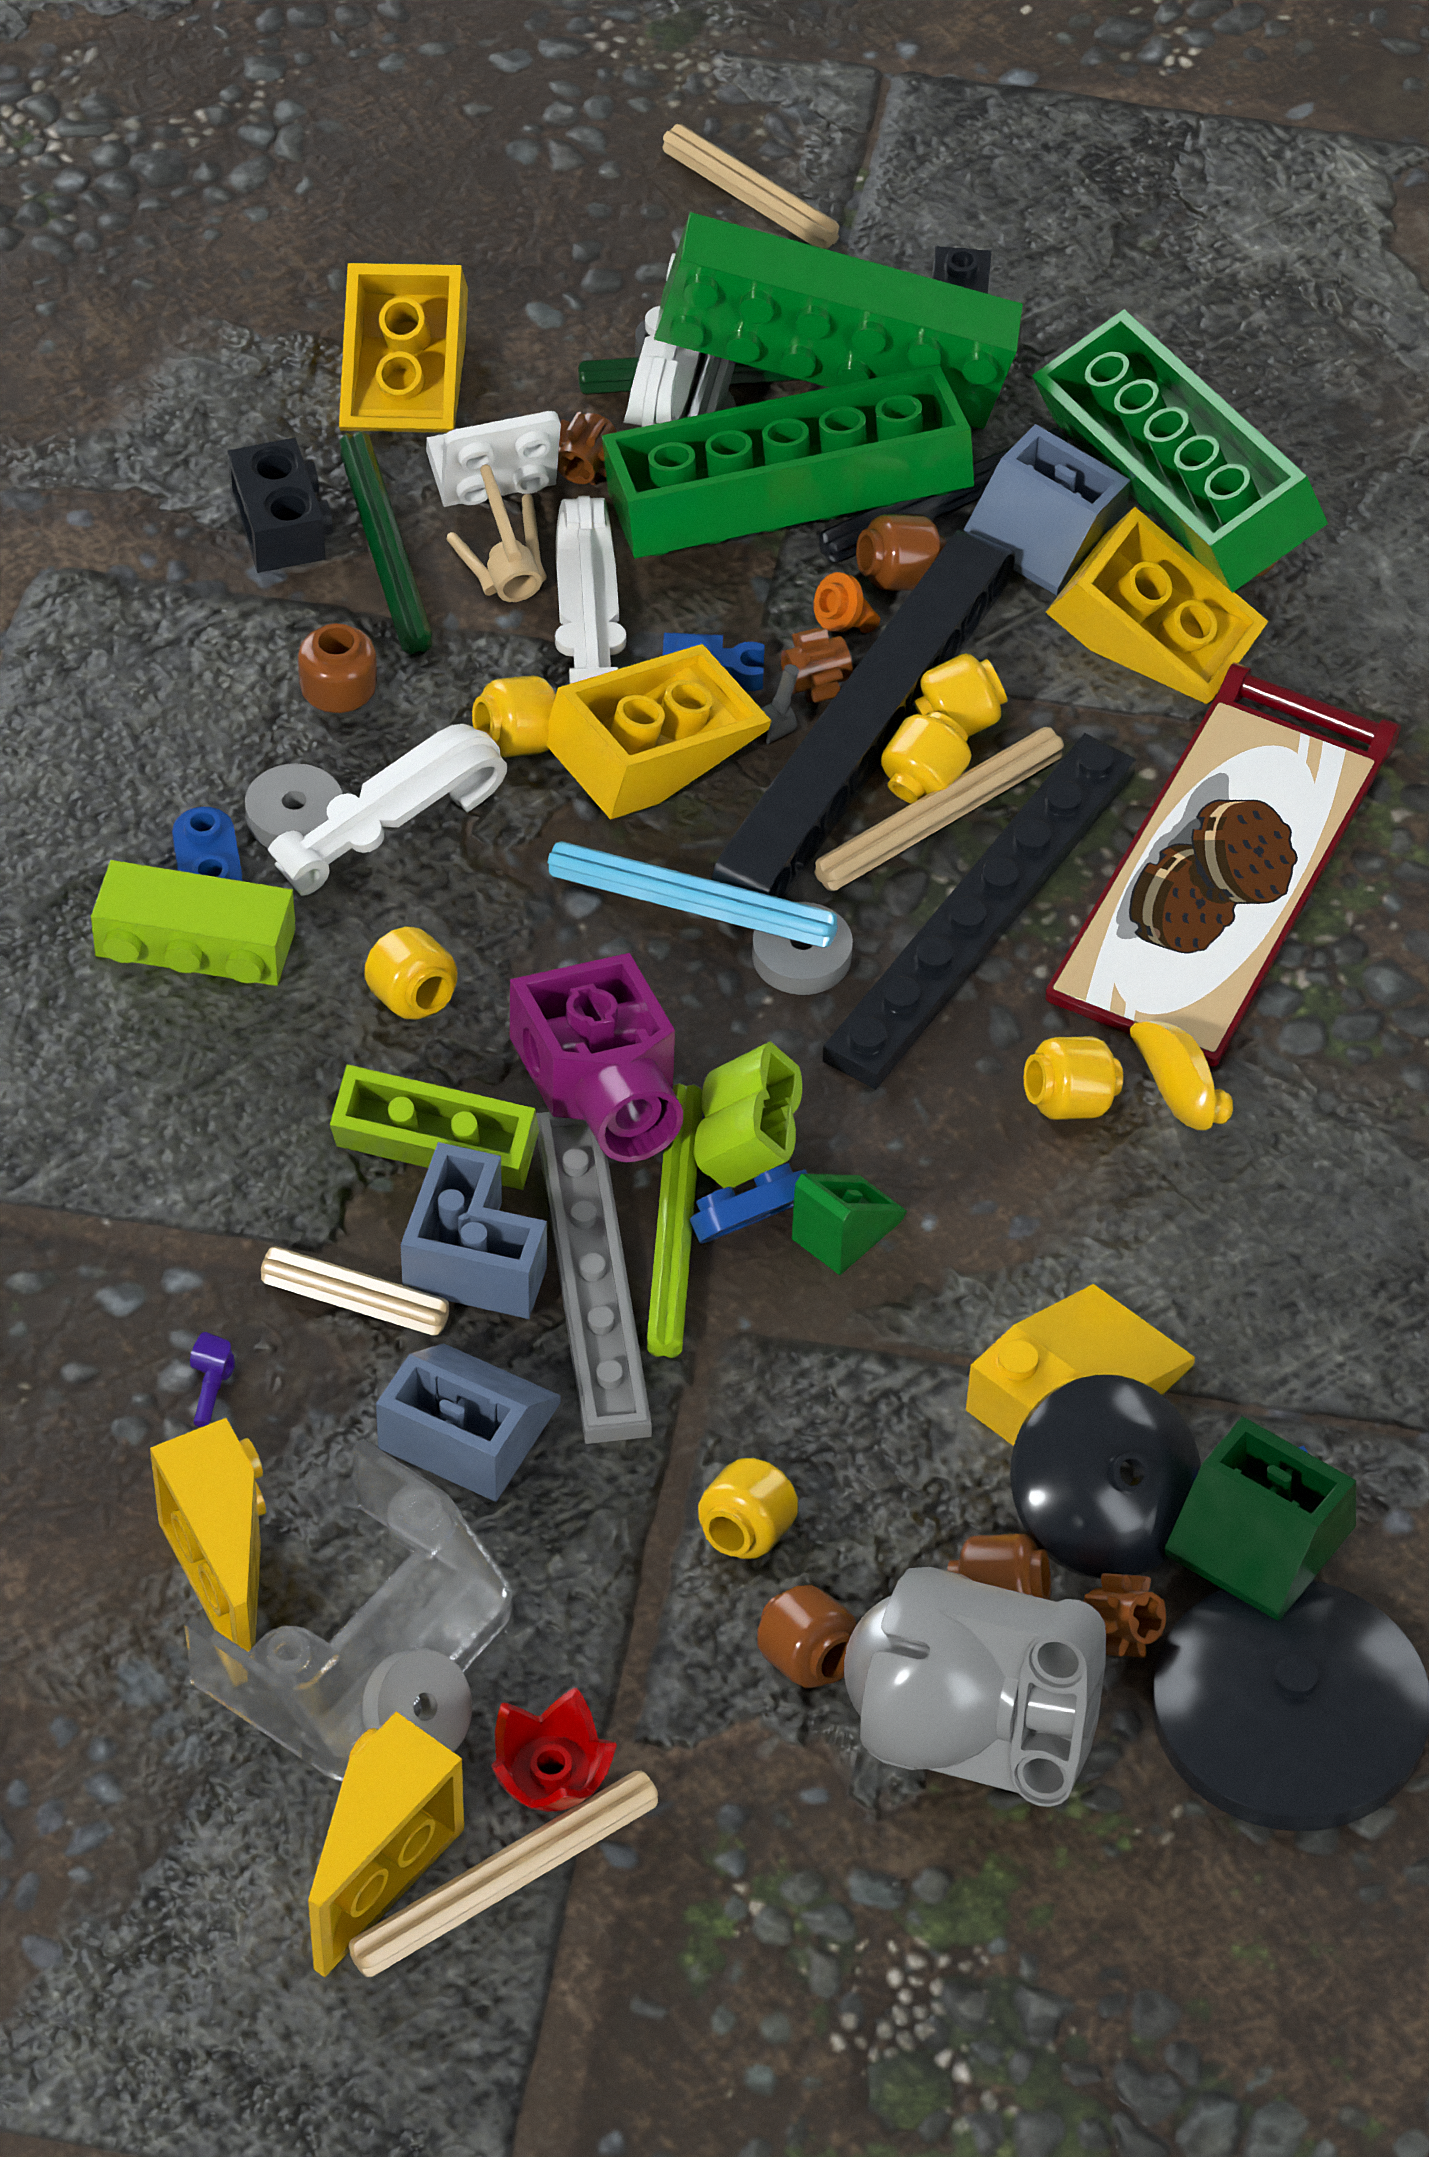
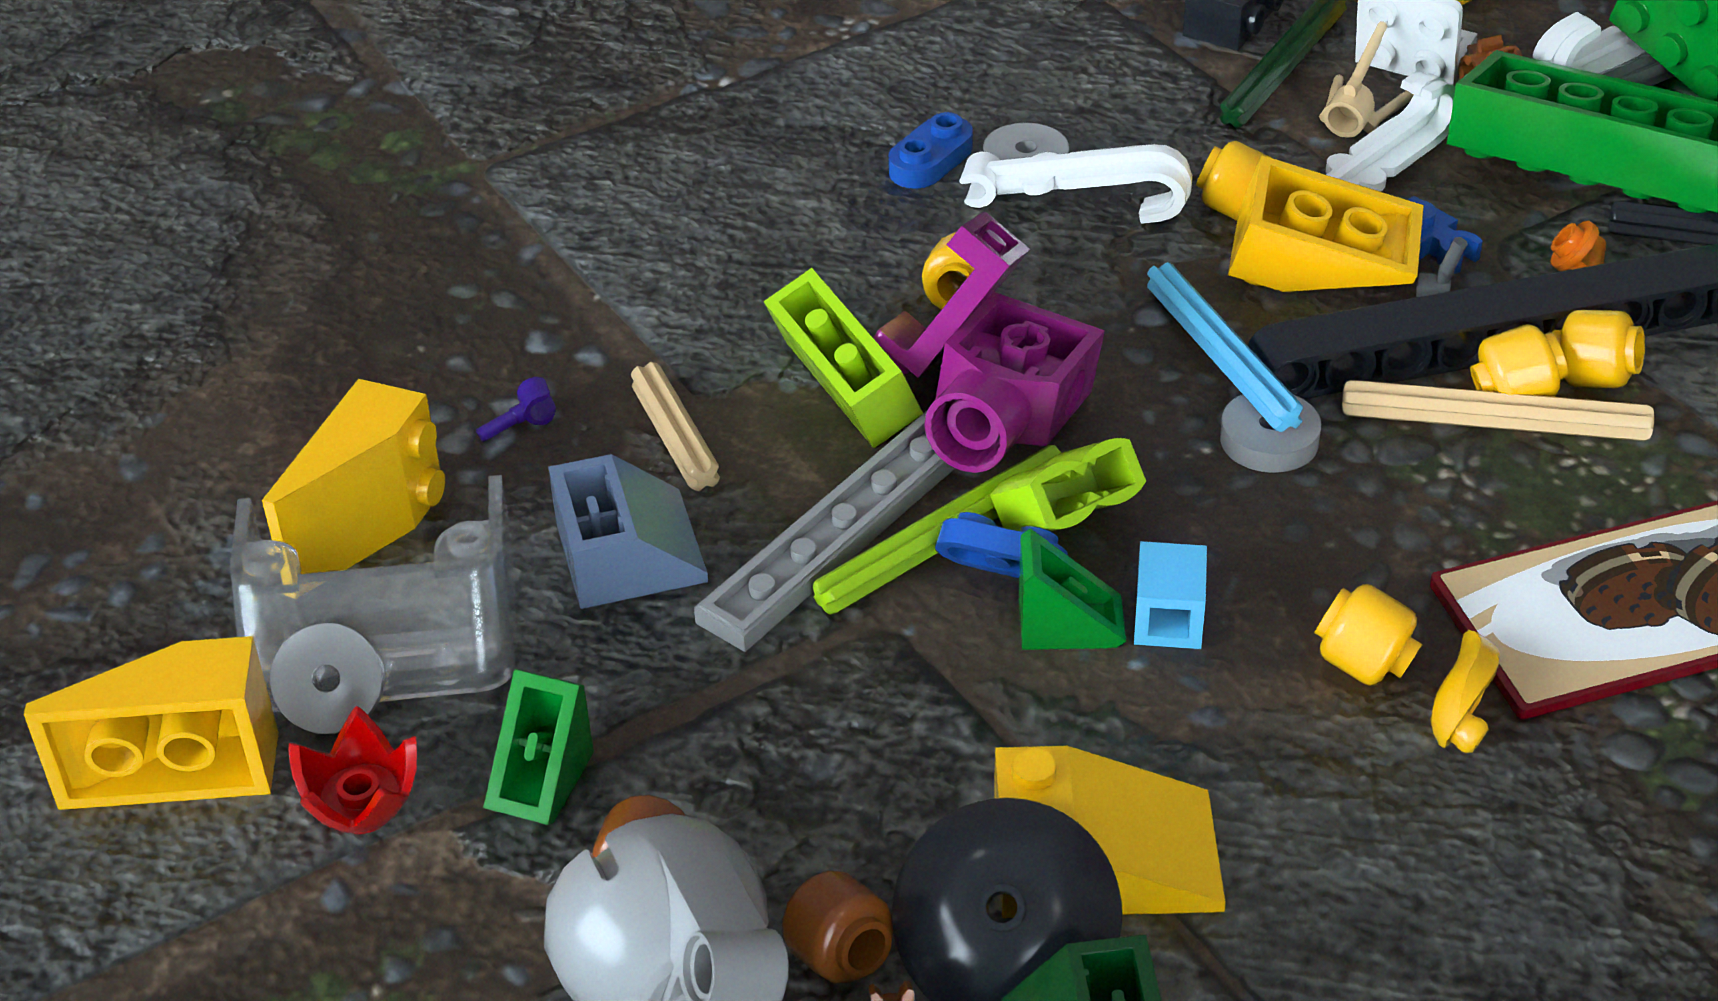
camera: 50 degrees right, 10 degrees down
(193, 923) = (867, 170): lime brick -> none
(337, 668) = (1146, 89): dark orange head -> none
(466, 1246) = (771, 426): sand blue brick -> none
(500, 1009) = (994, 256): none -> magenta panel
(503, 1873) = (243, 836): tan axle -> none
(640, 1628) = (539, 747): none -> green slope
(747, 1508) = (723, 733): yellow head -> none
(820, 663) = (1502, 260): dark orange gear -> none
(898, 550) = (1662, 230): dark orange head -> none
(908, 1149) = (1170, 595): none -> medium azure brick
(978, 912) = (1448, 491): black plate -> none

